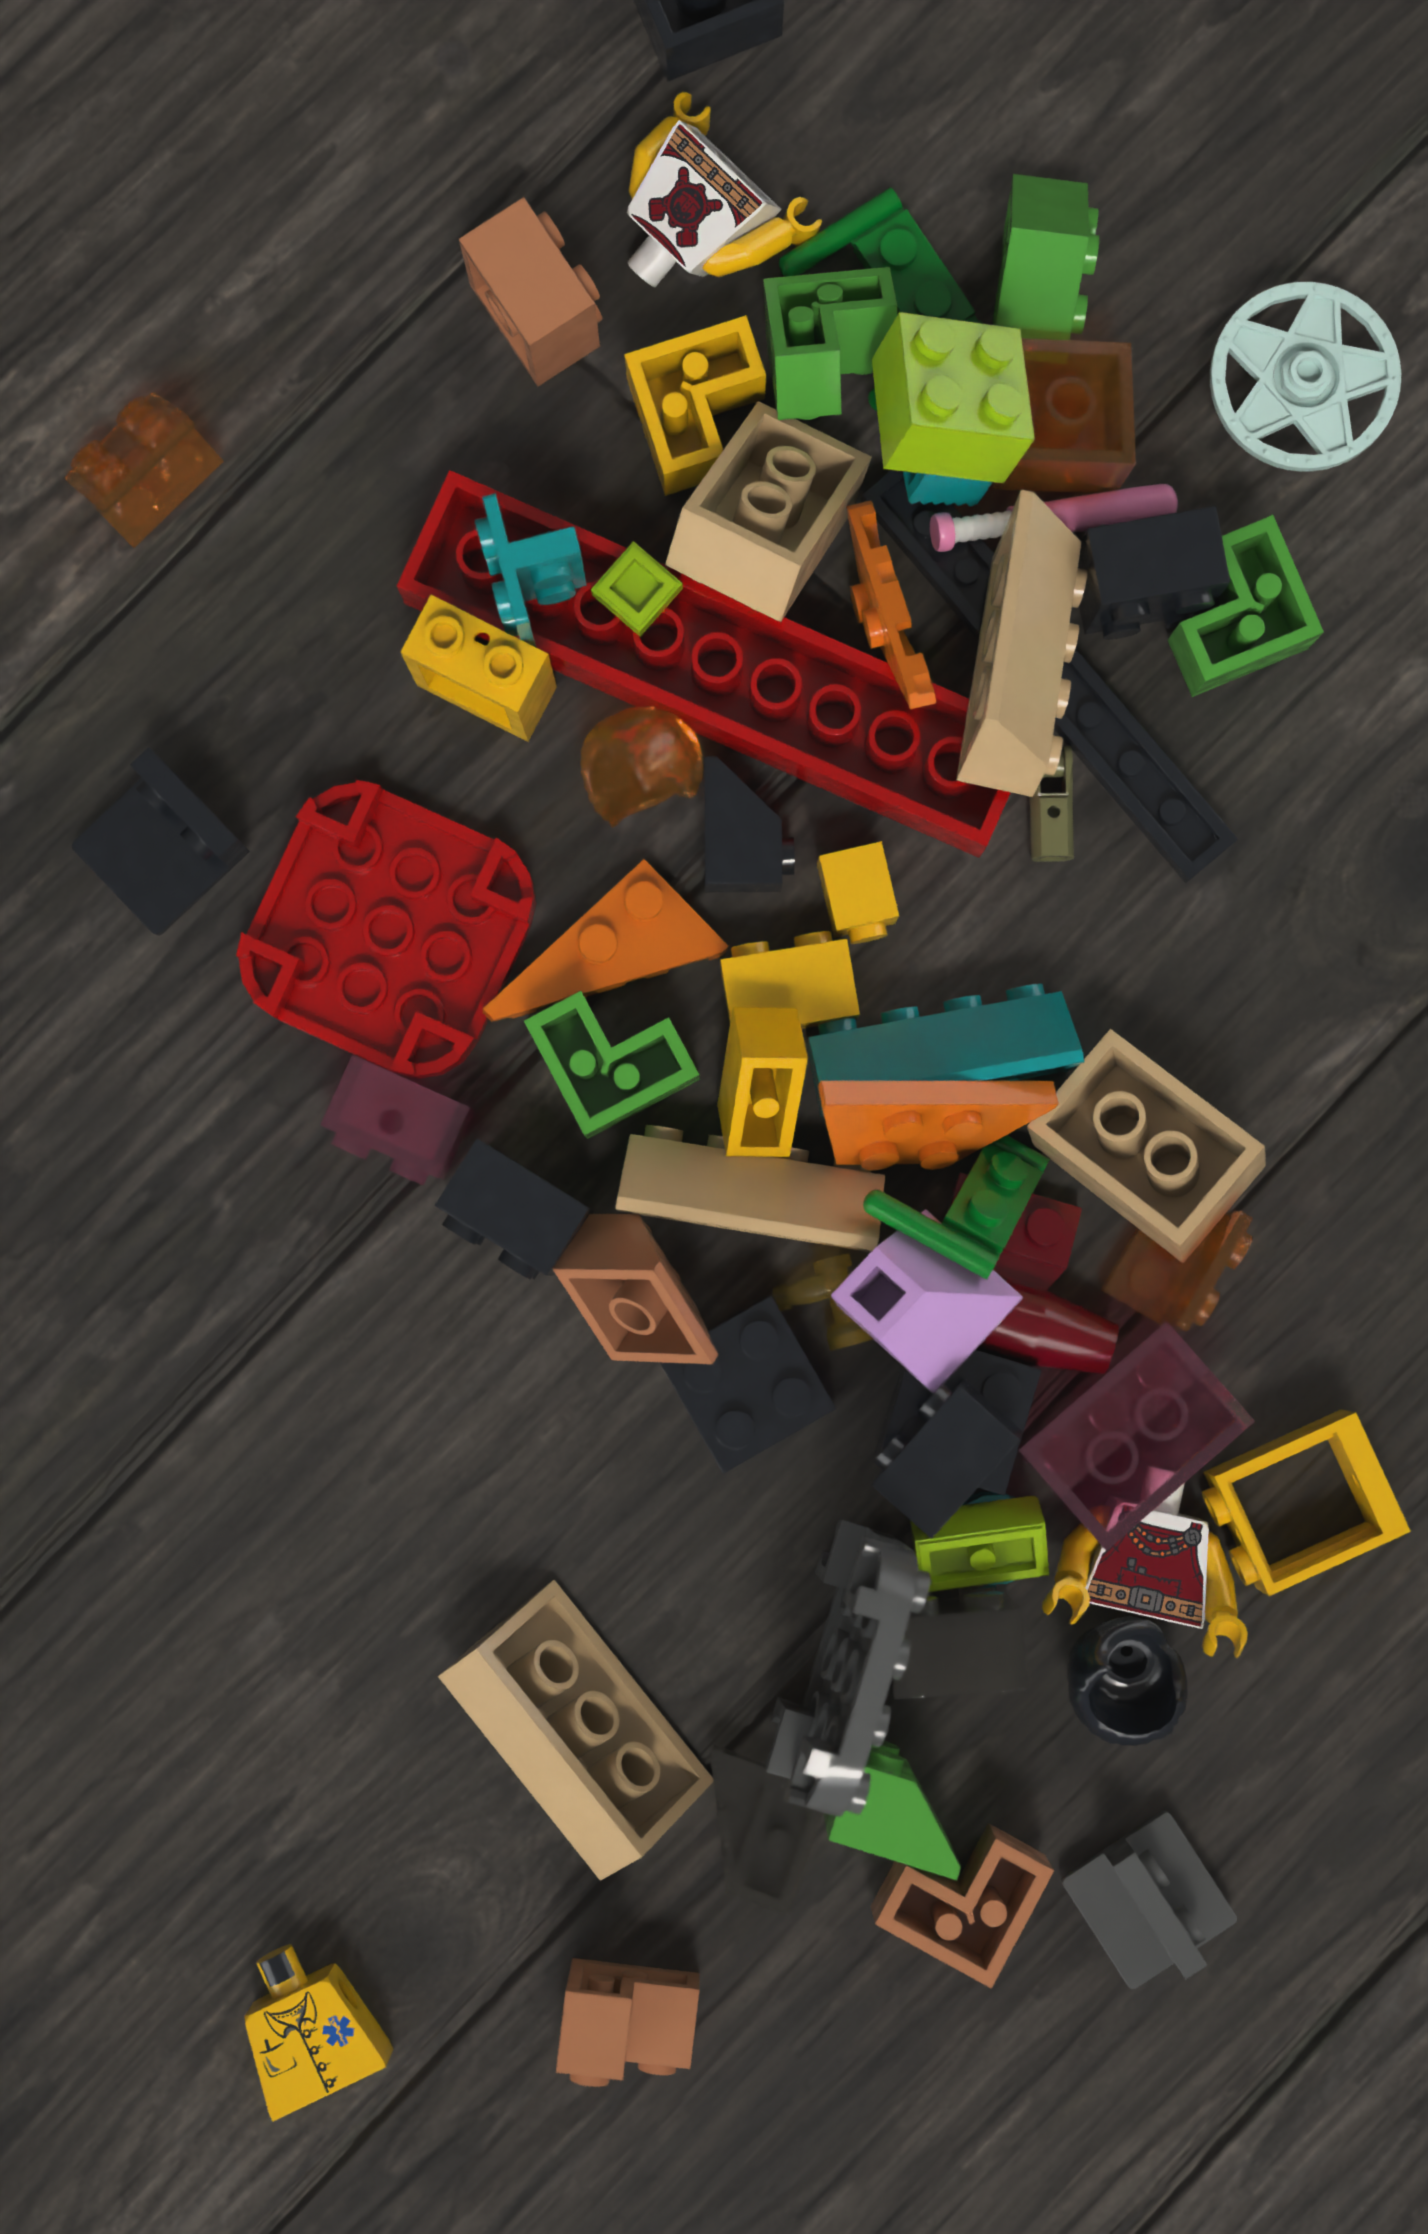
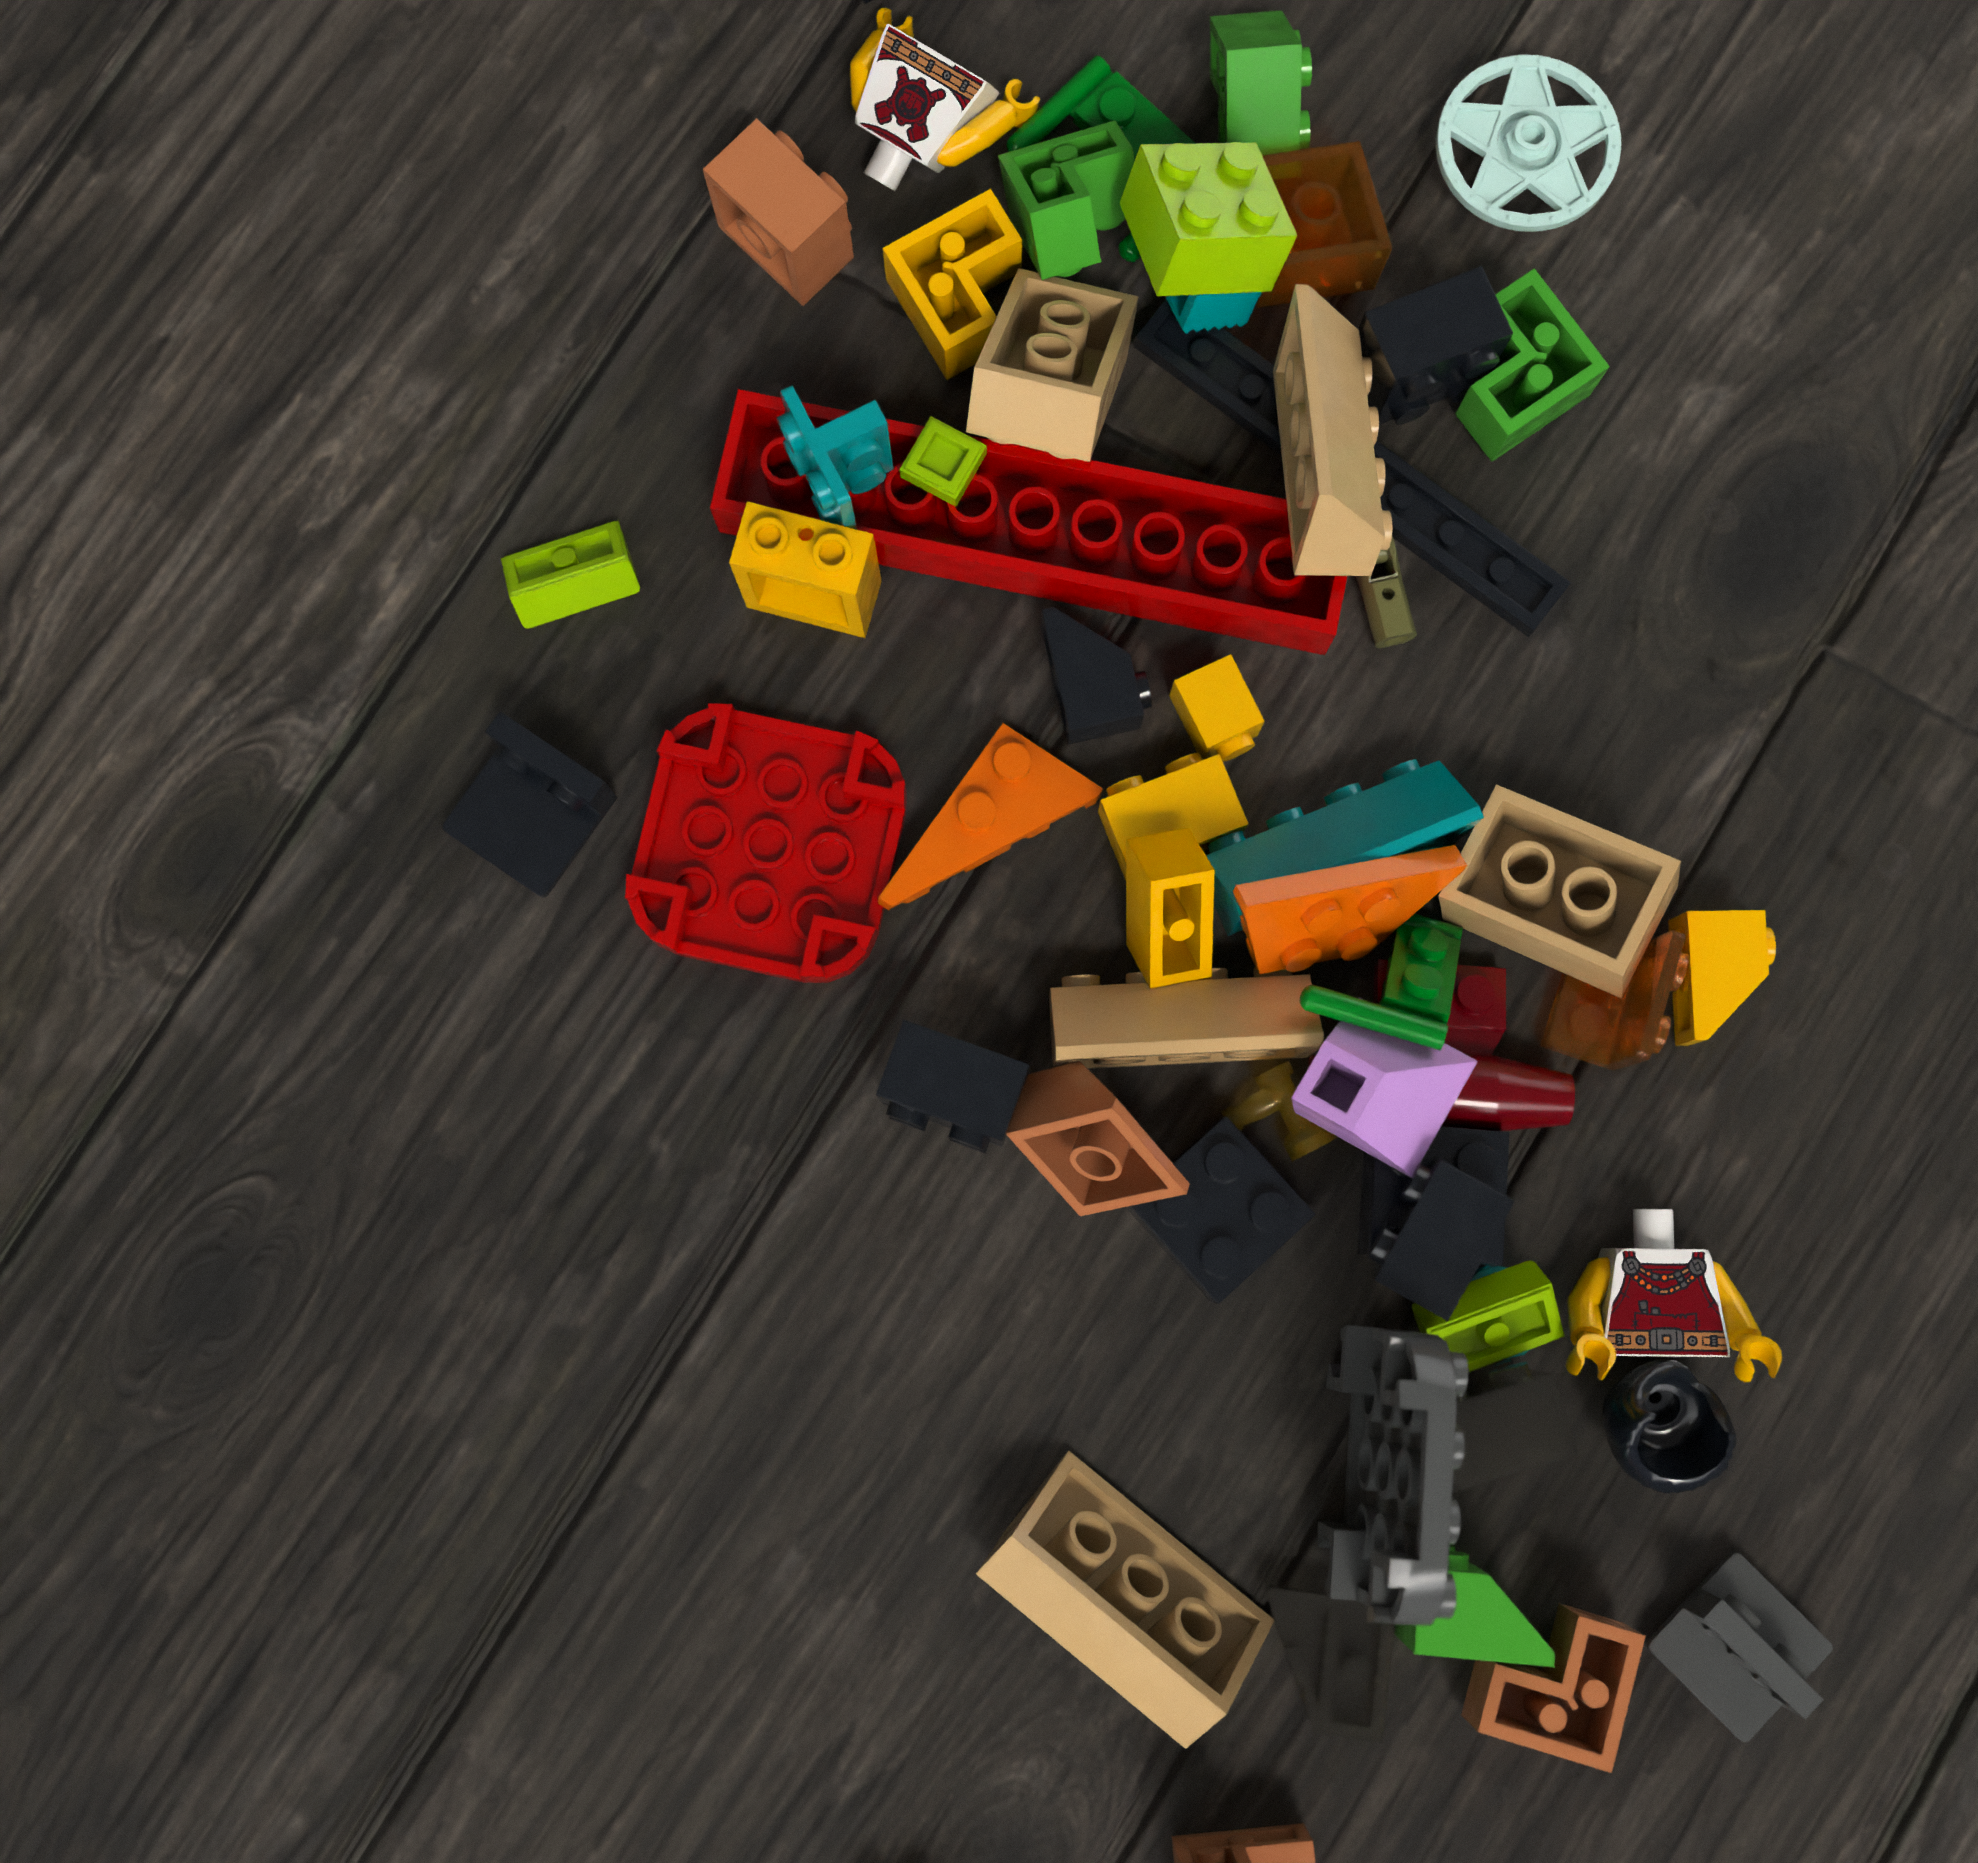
camera: 10 degrees left, 5 degrees down
(142, 466) = (441, 454): clear orange bracket -> none
(248, 615) = (570, 575): none -> lime slope
(397, 1119) = (816, 1025): clear pink brick -> none
(608, 1082) = (1010, 941): bright green brick -> none
(639, 762) = (979, 629): clear orange piece -> none
(882, 607) = (1183, 429): orange wing -> none
(1075, 512) = (1225, 351): bright pink piece -> none
(1135, 1435) = (1616, 1178): clear pink slope -> none
(1289, 1251) = (1725, 965): none -> yellow slope
(1366, 1481) = (1848, 1174): yellow window -> none

